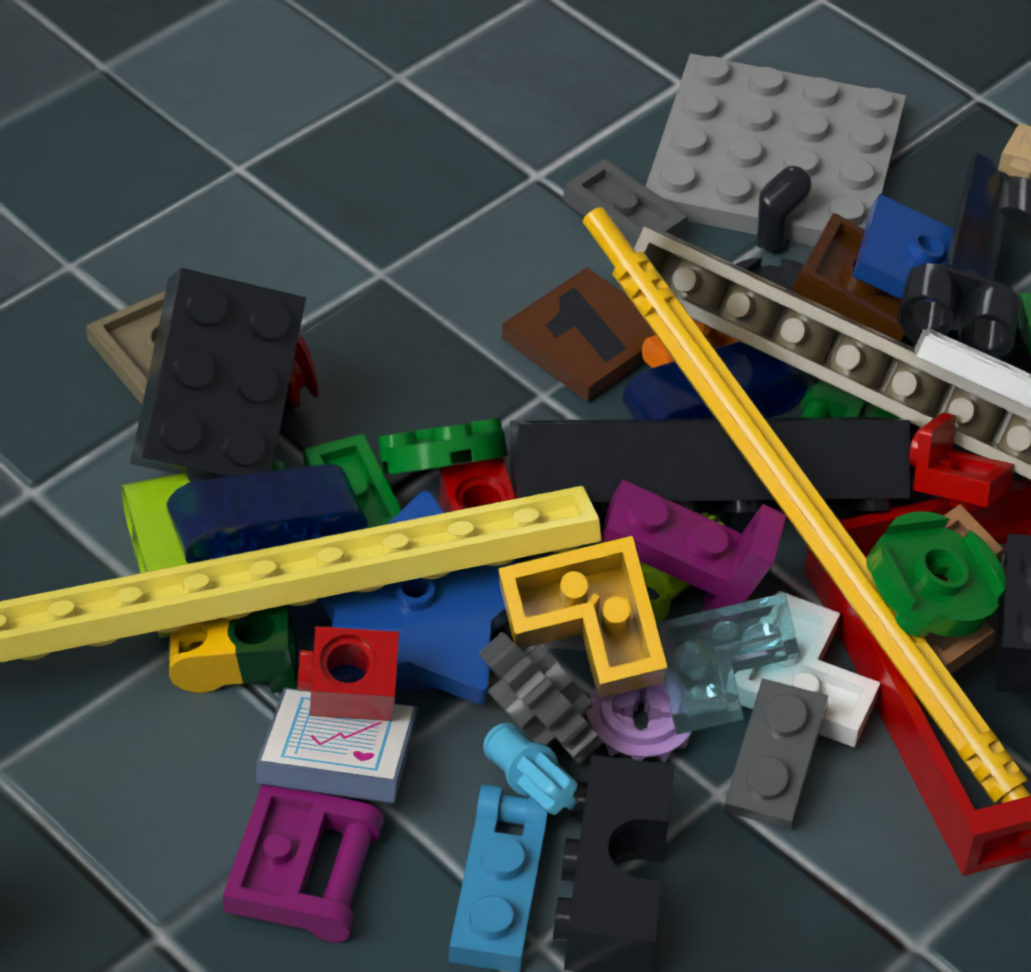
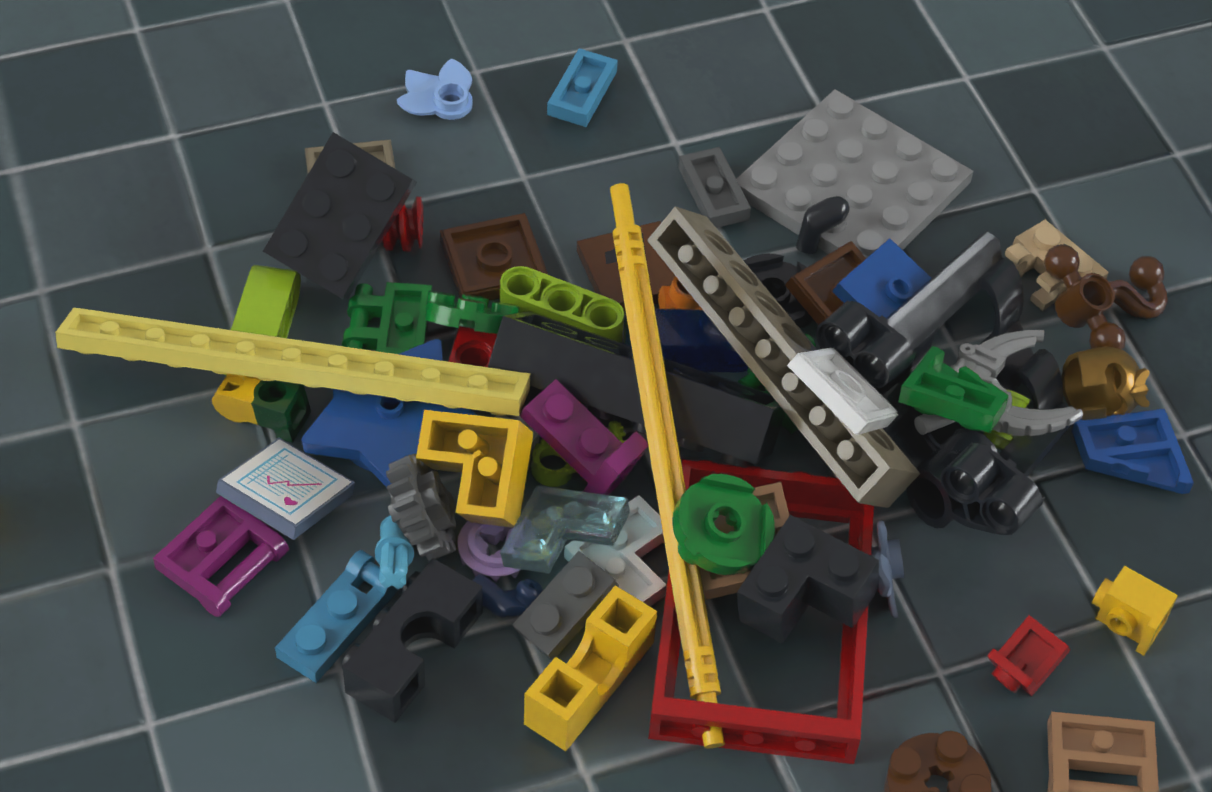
camera: 25 degrees right, 5 degrees up
(216, 207) = (438, 95): none -> light blue plate
(263, 511) = (321, 315): clear blue beam -> none
(371, 652) = (323, 458): red brick -> none
(391, 144) = (582, 87): none -> dark azure plate
(410, 378) = (487, 249): none -> reddish brown tile
(539, 396) = (562, 301): none -> lime beam
(705, 775) = (508, 602): none -> dark blue arm
(861, 814) = (573, 692): none -> yellow arch
(954, 474) = (789, 457): red bracket -> none

